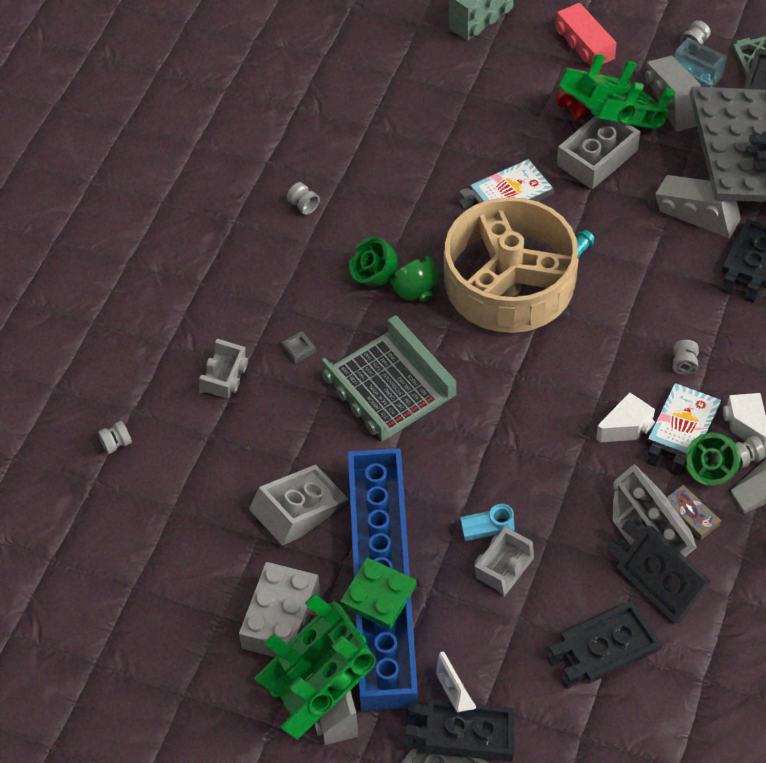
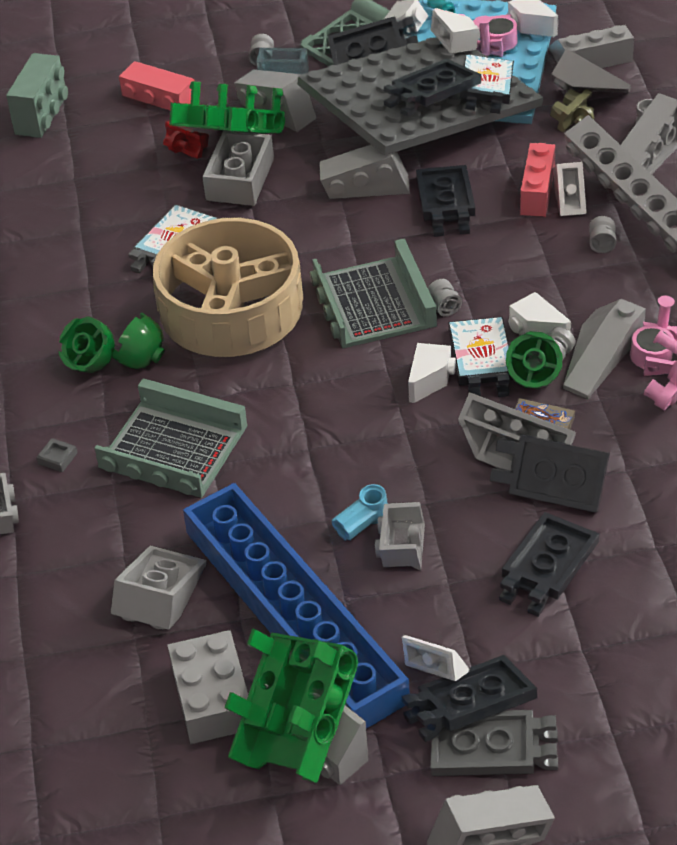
camera: 30 degrees left, 10 degrees down
(378, 593) = (307, 610): green plate -> none
(628, 328) = (375, 298): none -> panel

